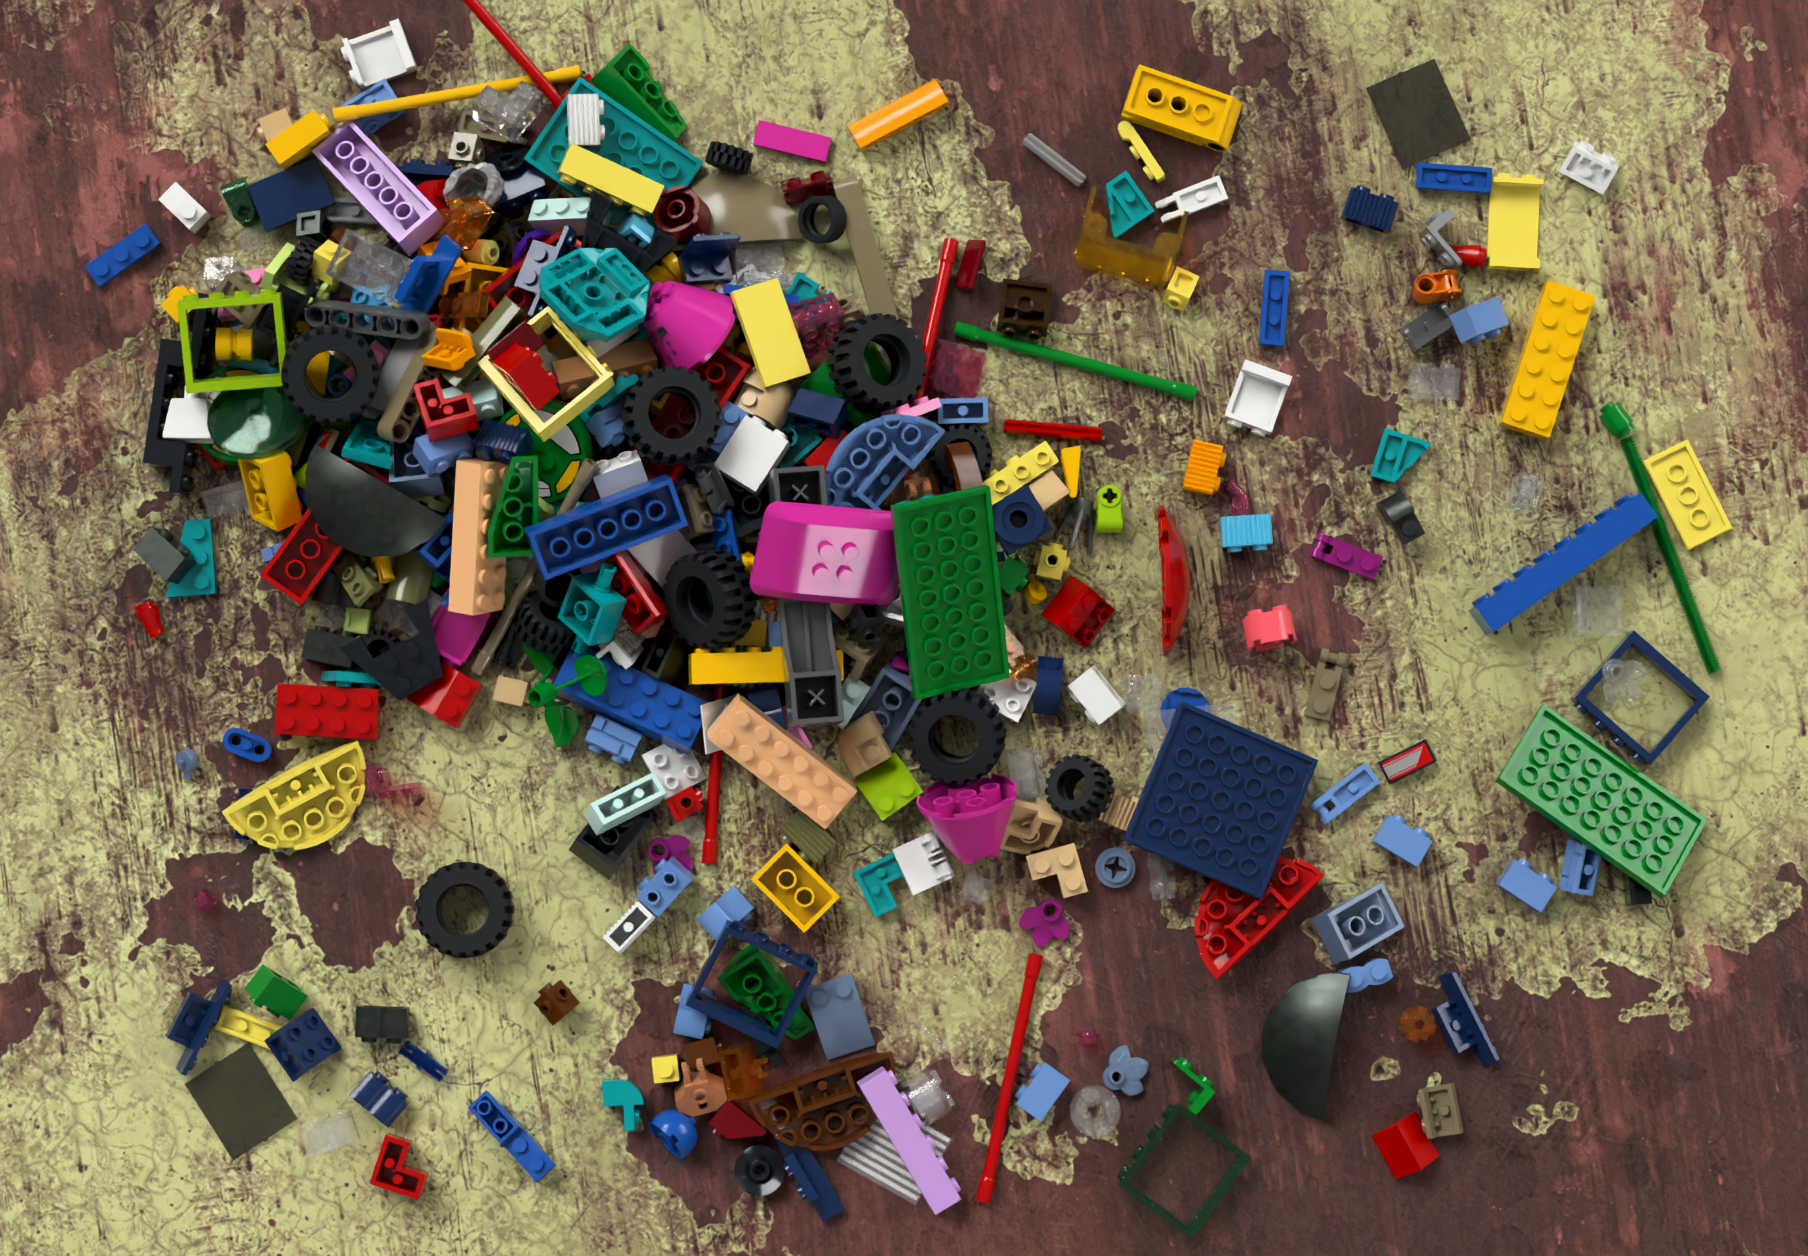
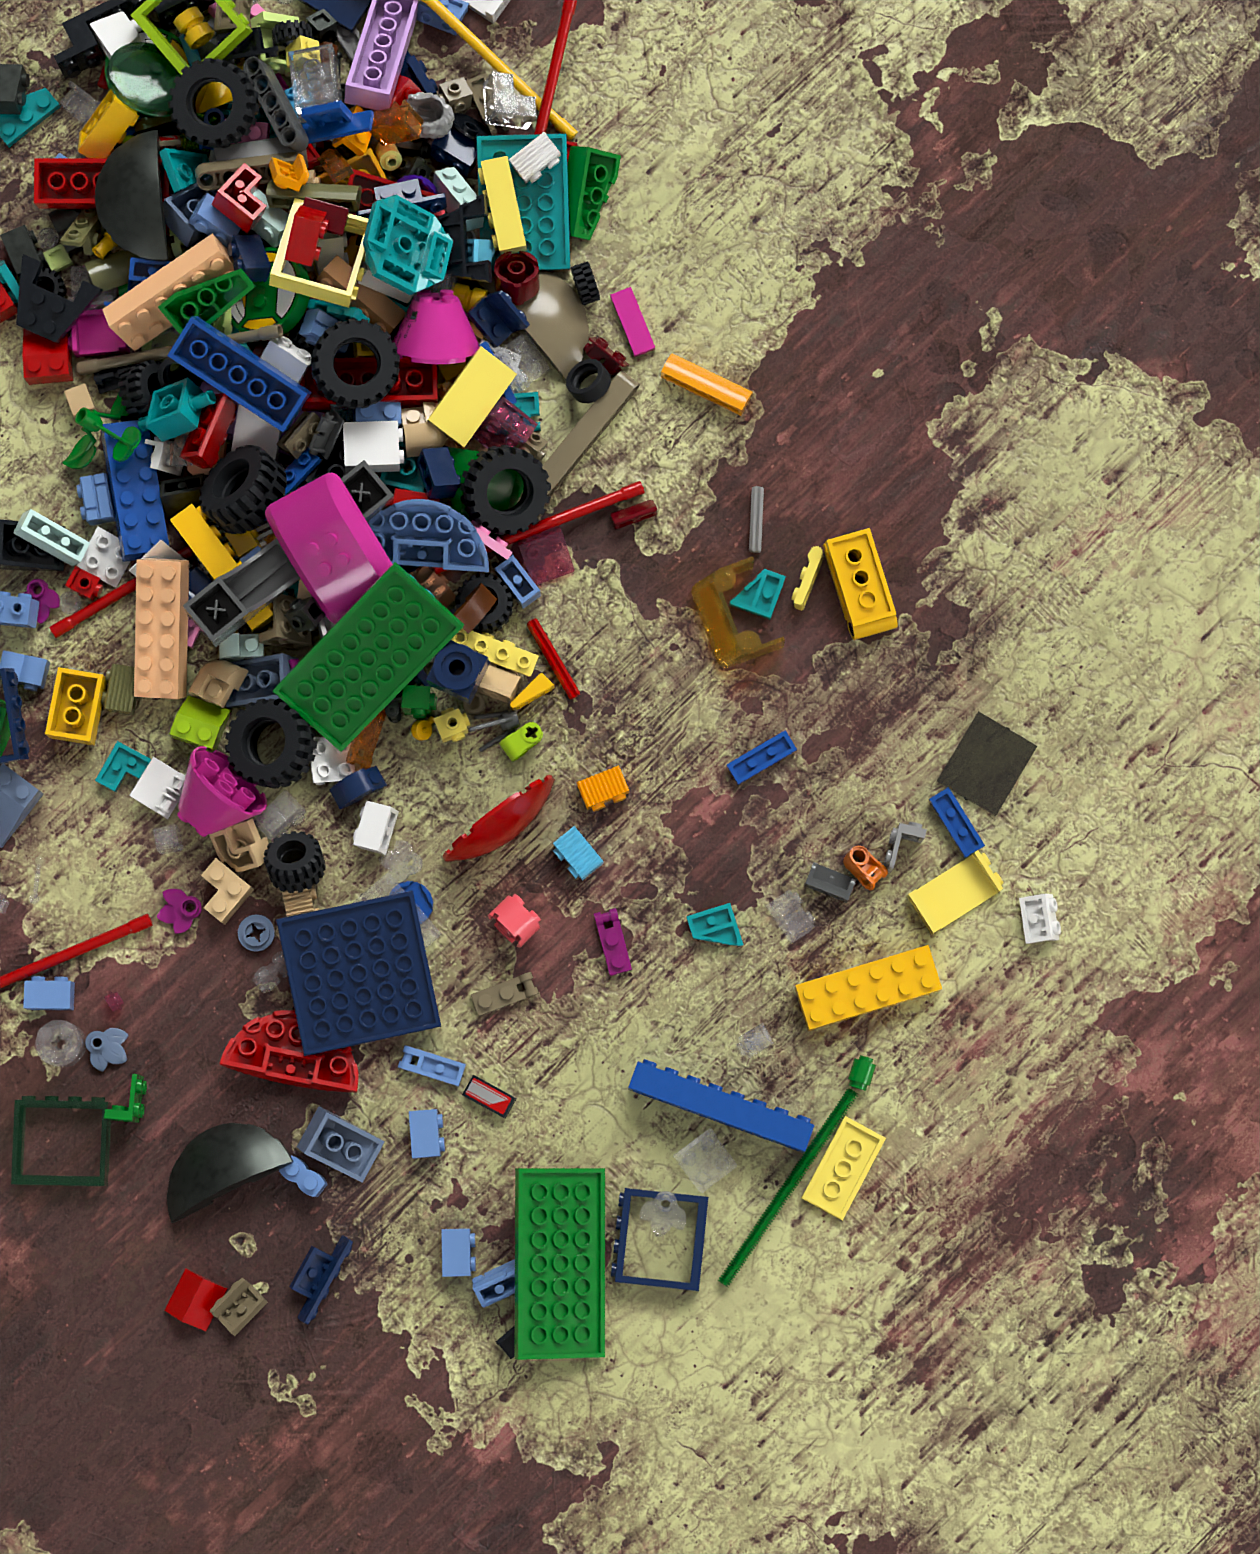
camera: 60 degrees right, 5 degrees down
(1024, 308) = (628, 574): dark brown plate -> none
(1078, 612) = (428, 771): red slope -> none
(1174, 388) = (648, 726): green piece -> none
(1180, 289) = (726, 678): light yellow bracket -> none
(1194, 198) = (801, 641): white hinge -> none
(1240, 498) = (599, 833): clear pink arm -> none
(1257, 398) = (684, 792): white panel -> none
(1369, 209) = (887, 776): dark blue brick -> none
(1400, 515) = (669, 961): pearl dark grey brick -> none
(1407, 1023) = (302, 1242): clear orange brick -> none
(1471, 255) = (907, 876): red cone -> none
(1479, 320) = (861, 915): medium blue brick -> none

